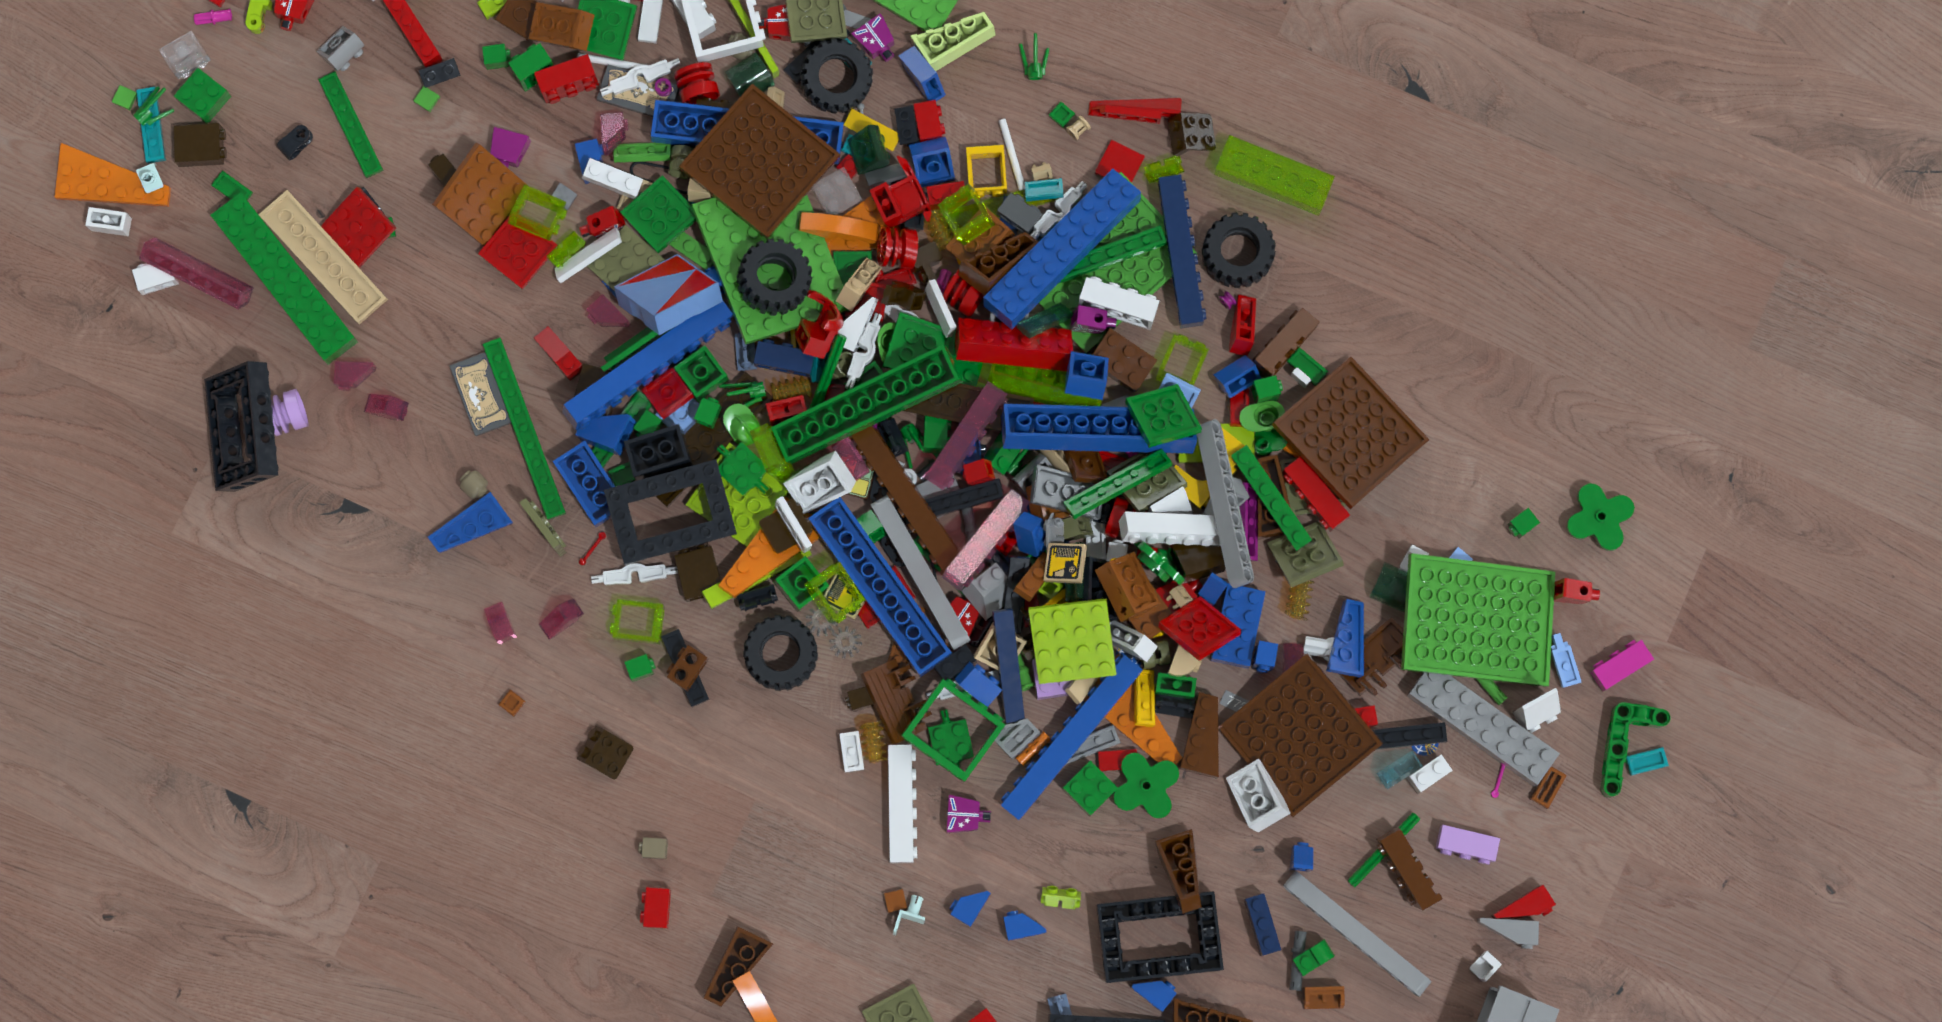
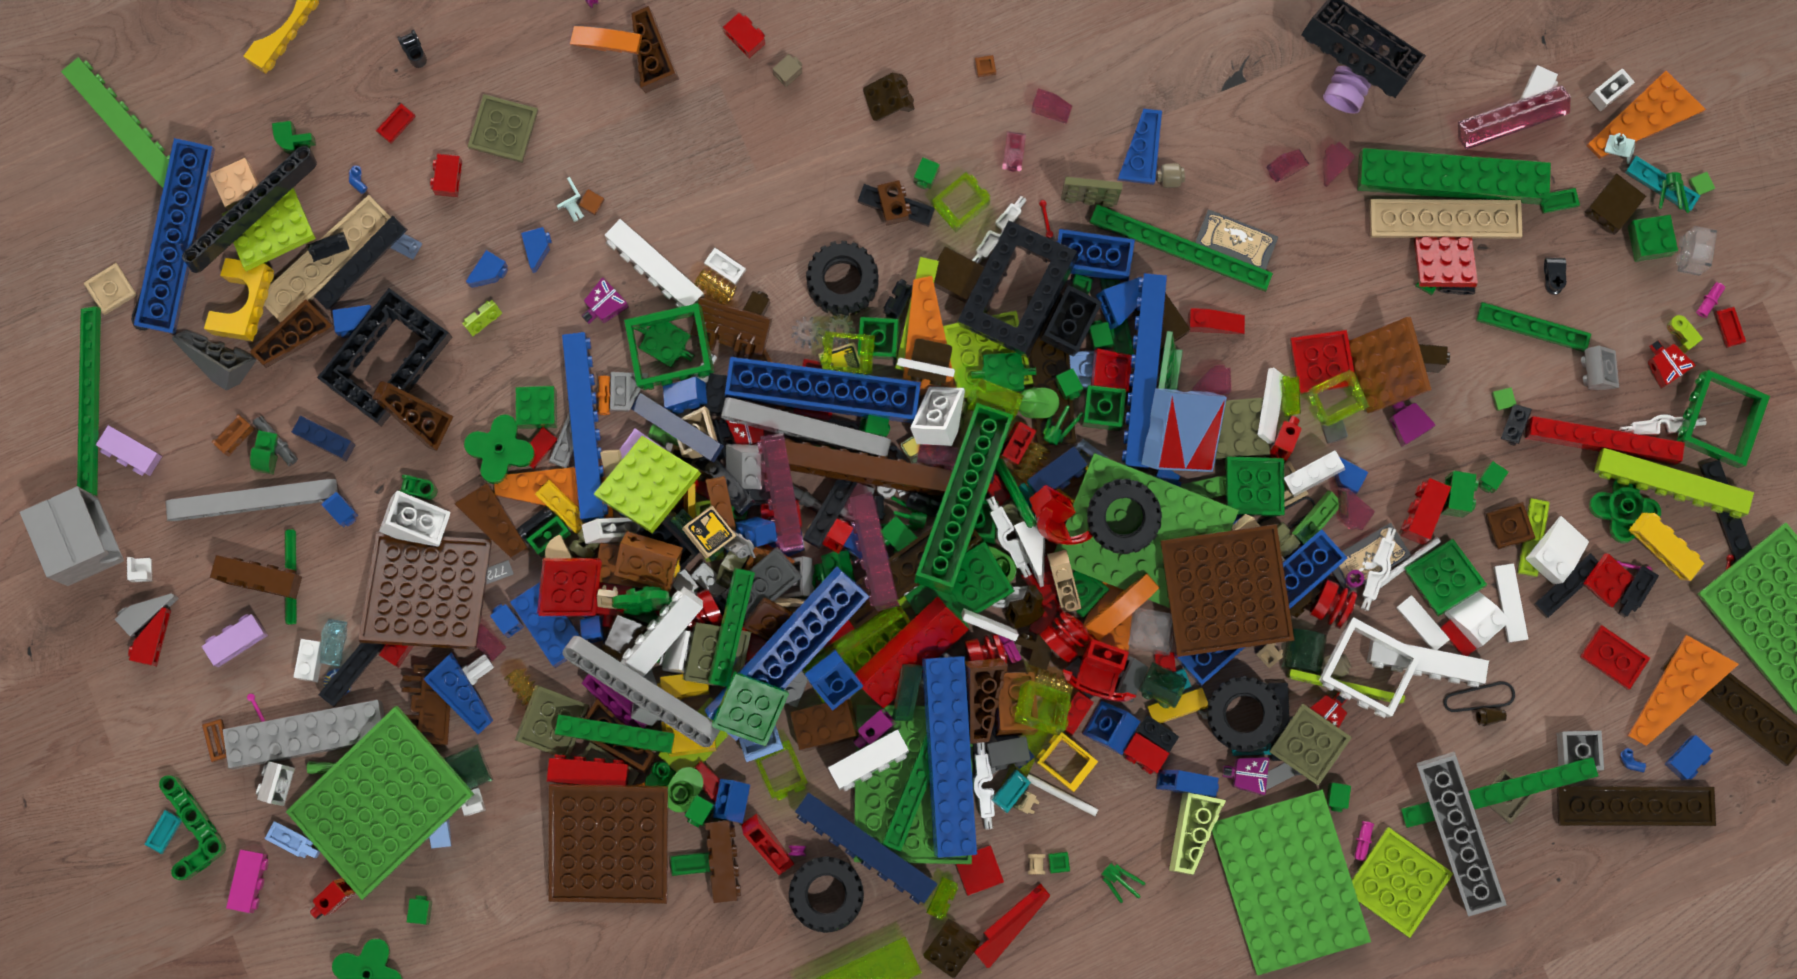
camera: 130 degrees right, 0 degrees up
(561, 26) = (1471, 542): dark orange piece -> none
(1232, 820) = (414, 487): none -> green piece
(1300, 377) = (686, 849): white tile -> none

